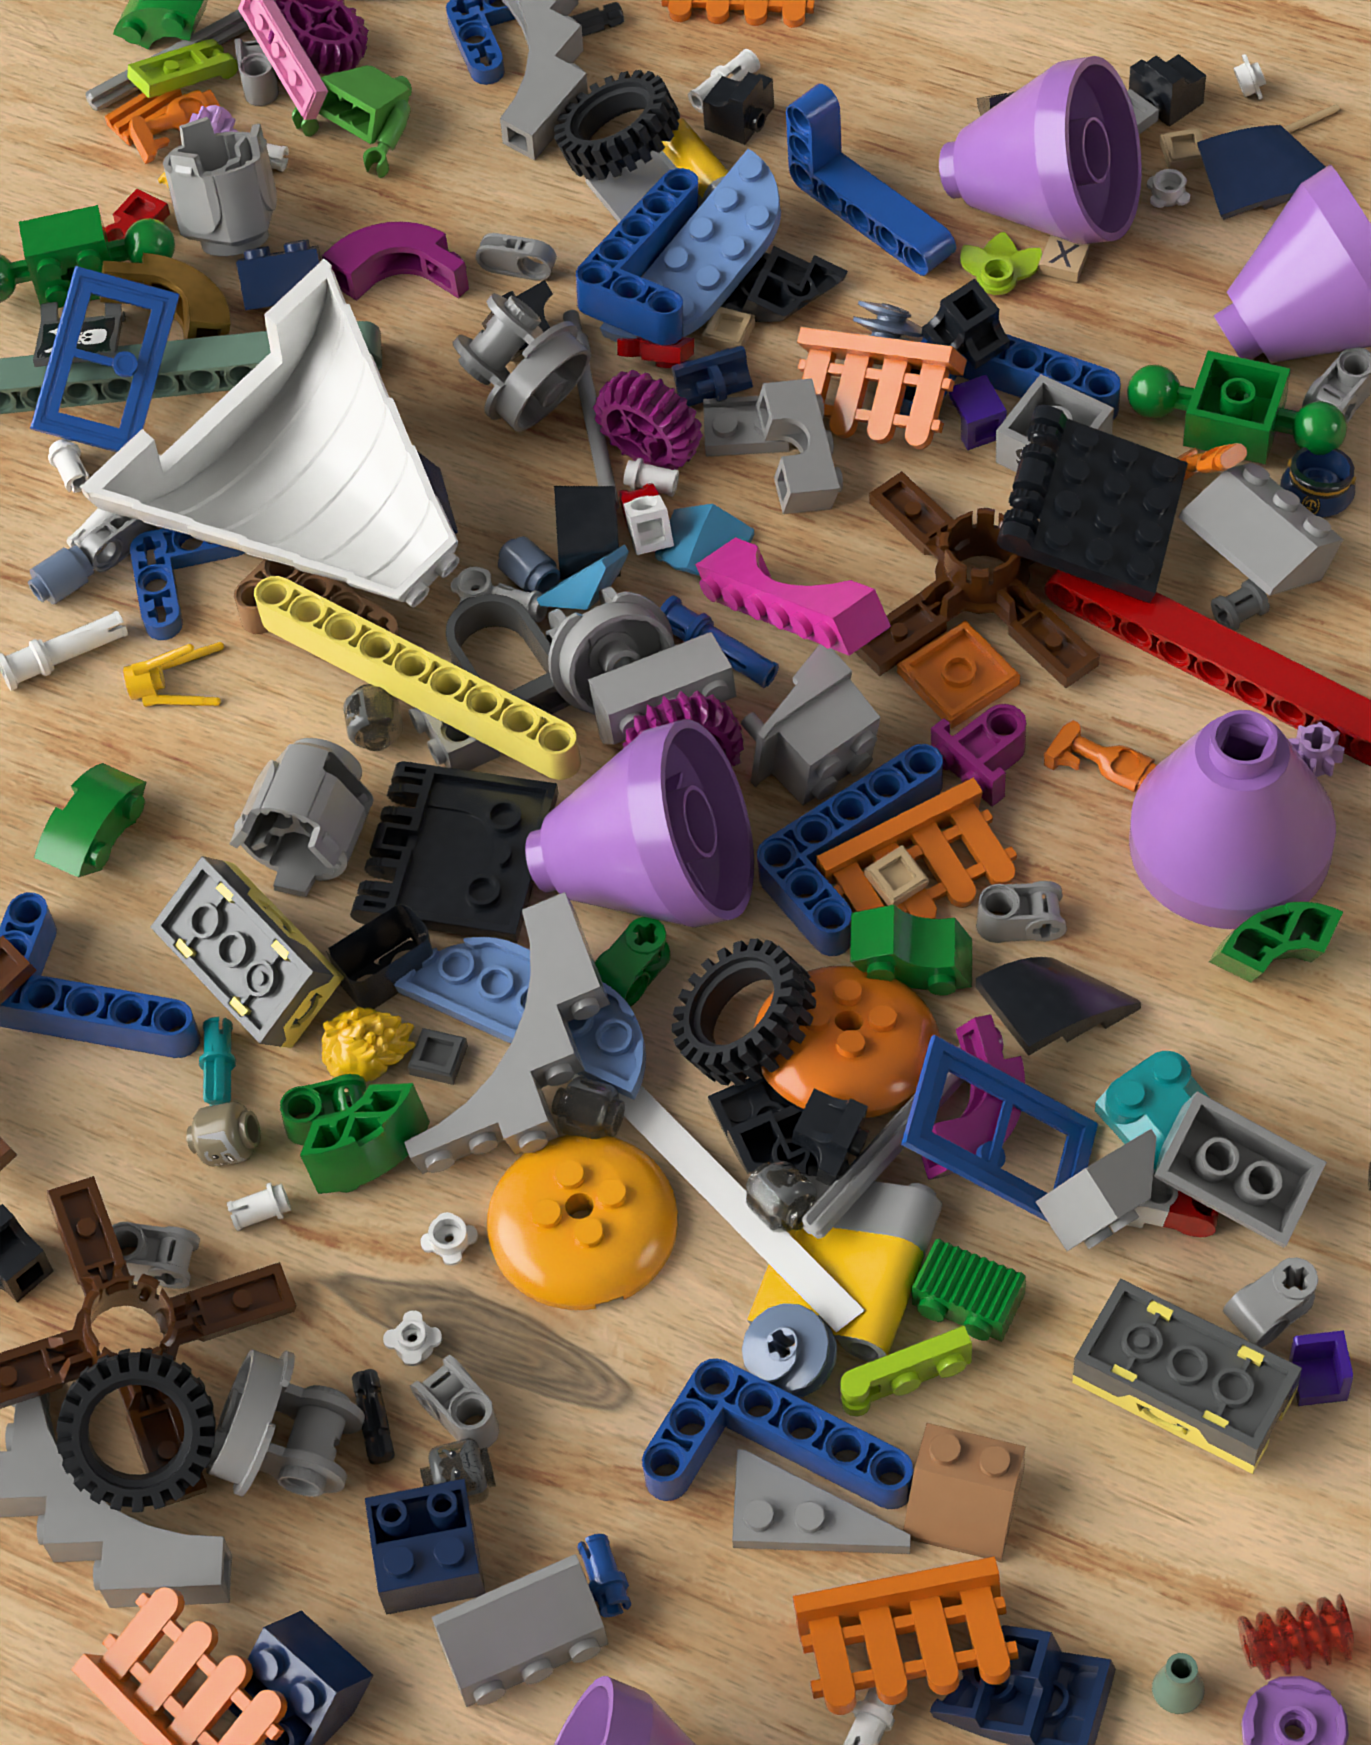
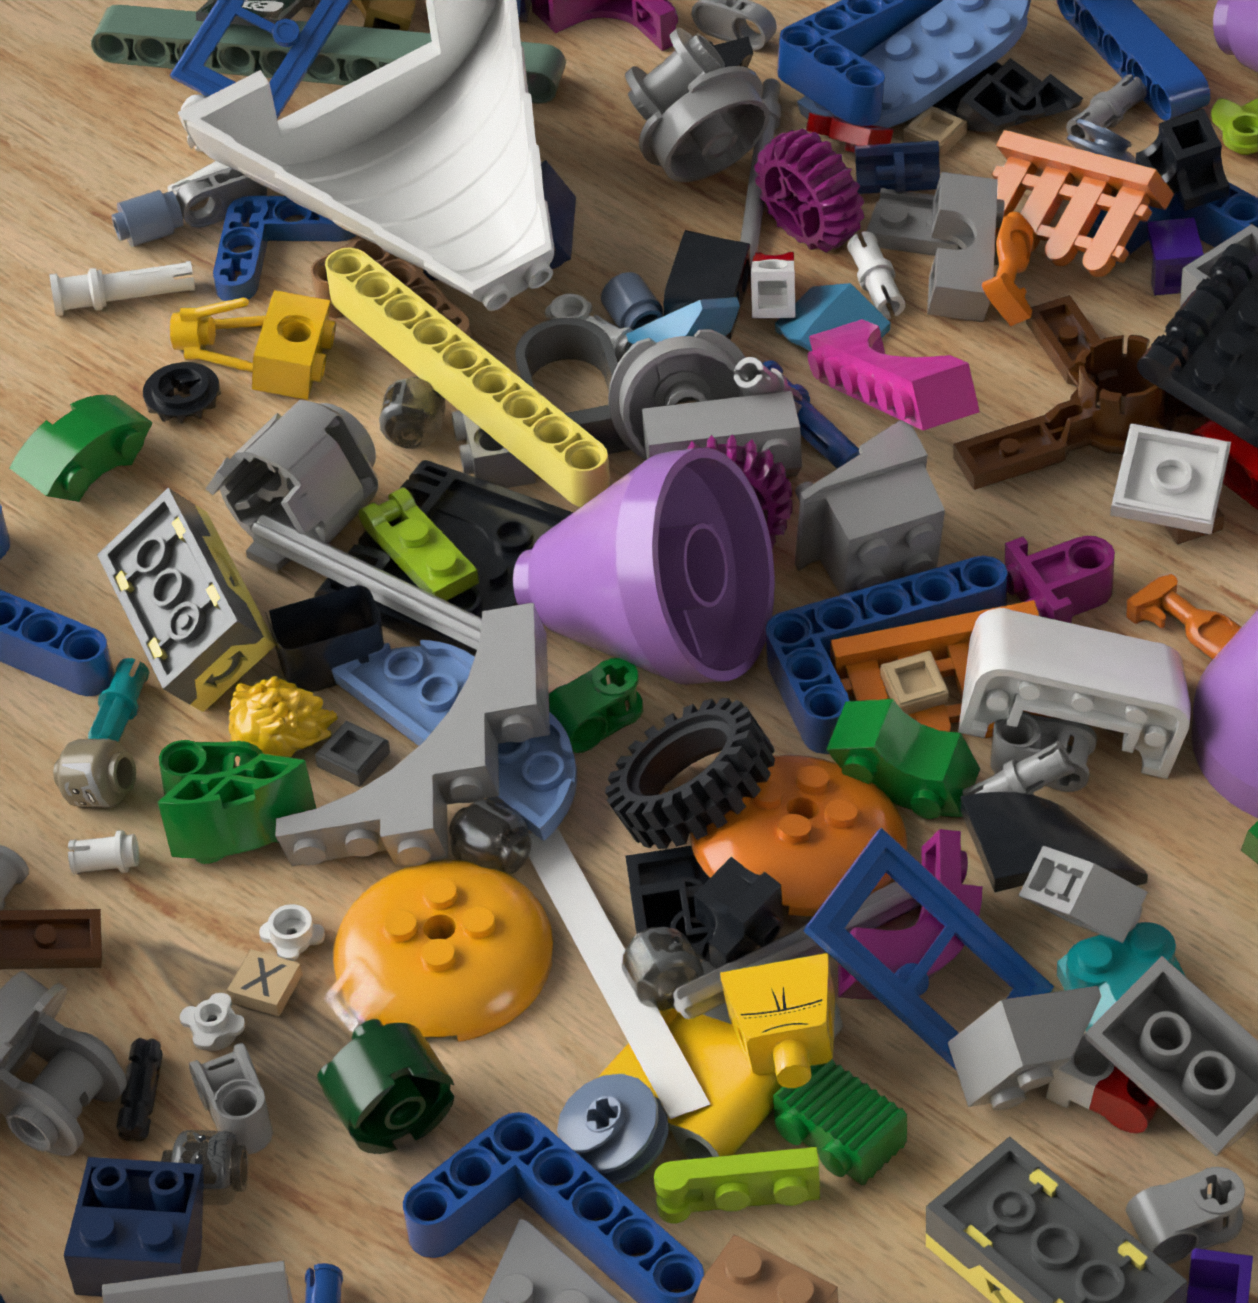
camera: 15 degrees right, 10 degrees down
(155, 726) = (189, 379): none -> black gear
(241, 674) = (292, 345): none -> yellow brick
(397, 892) = (384, 587): none -> light grey axle
(430, 850) = (418, 546): none -> lime plate
(442, 1290) = (264, 982): none -> tan tile
(530, 1284) = (358, 994): none -> clear tile
(590, 1363) = (387, 1085): none -> dark green brick
(639, 474) = (806, 253): white pin -> none
(682, 628) = (761, 380): none -> light grey pin
(727, 486) = (876, 274): none -> white pin
(845, 446) = (1014, 253): none -> orange piece
(870, 276) = (1108, 107): none -> light grey pin
(901, 1220) = (783, 1016): none -> yellow torso
(958, 674) = (1060, 503): orange tile -> none
(1016, 944) = (1028, 773): none -> light grey pin
(1034, 843) = (1079, 677): none -> white windscreen
(1048, 633) = (1170, 478): none -> white tile
(1107, 1044) = (1084, 894): none -> light grey brick

